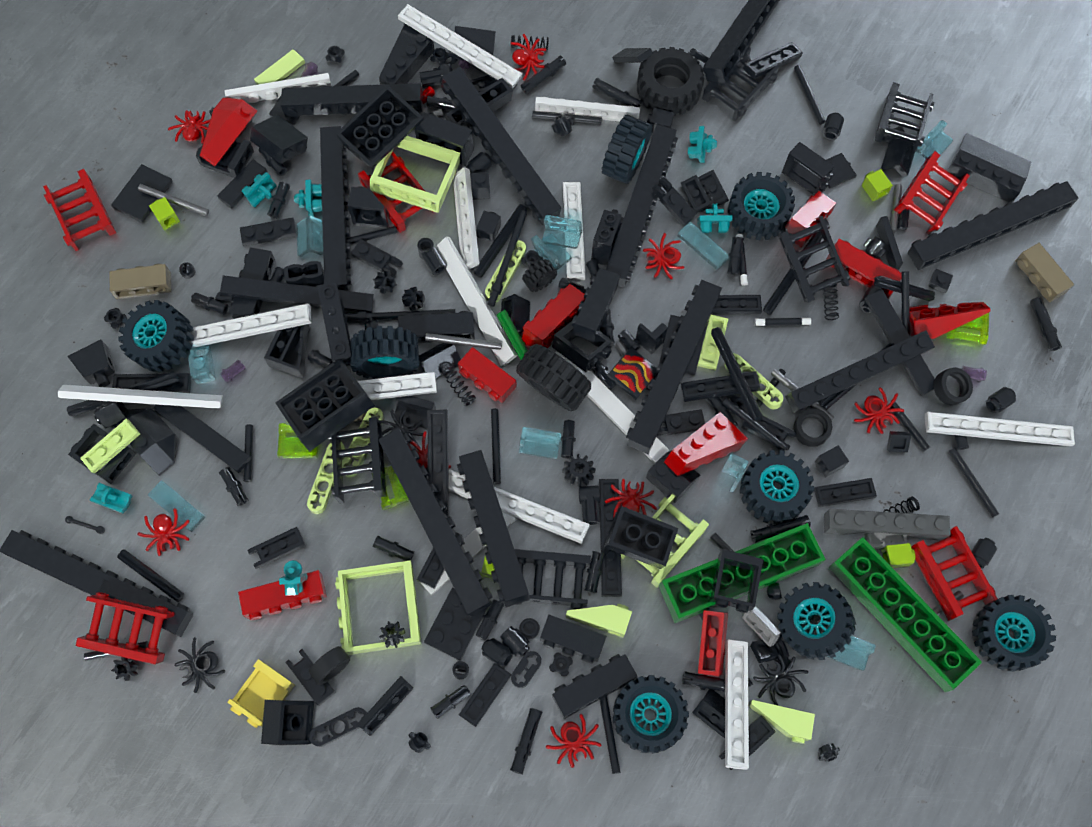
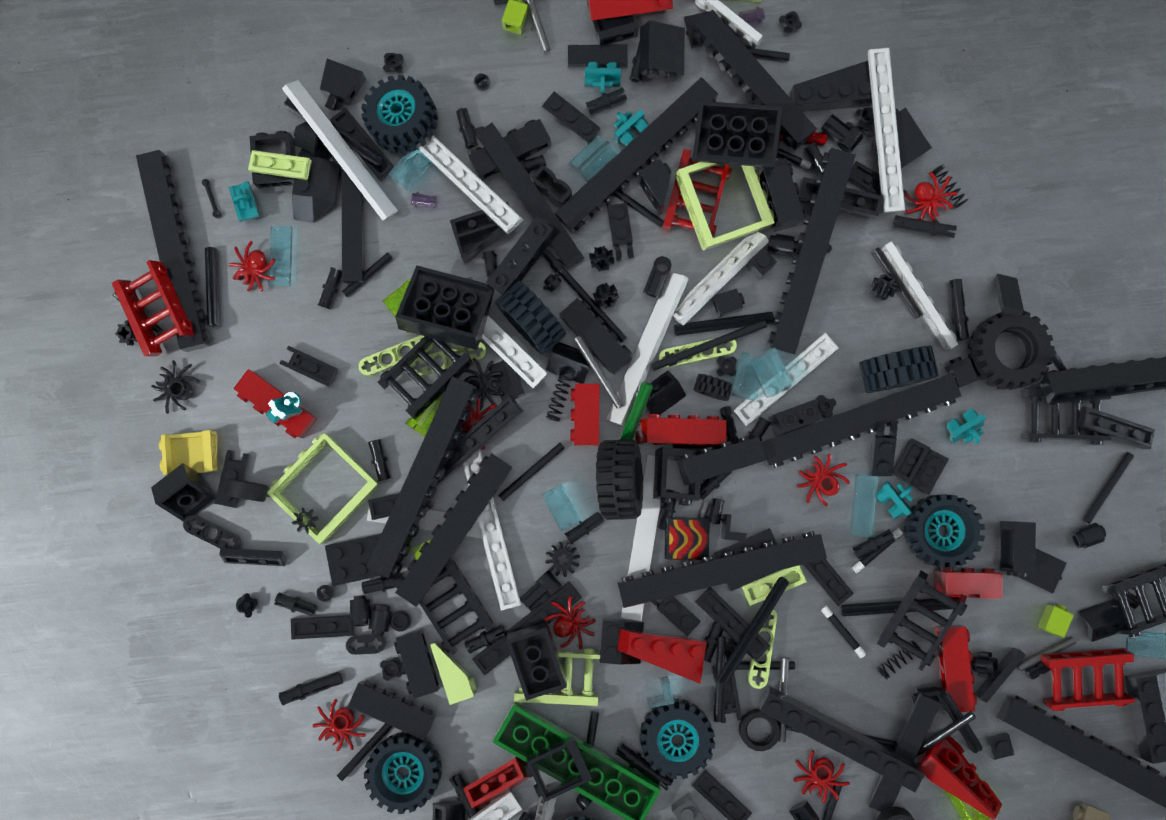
camera: 55 degrees right, 15 degrees up
(140, 281) = (439, 53): dark tan brick -> none
(831, 461) = (738, 768): black brick -> none

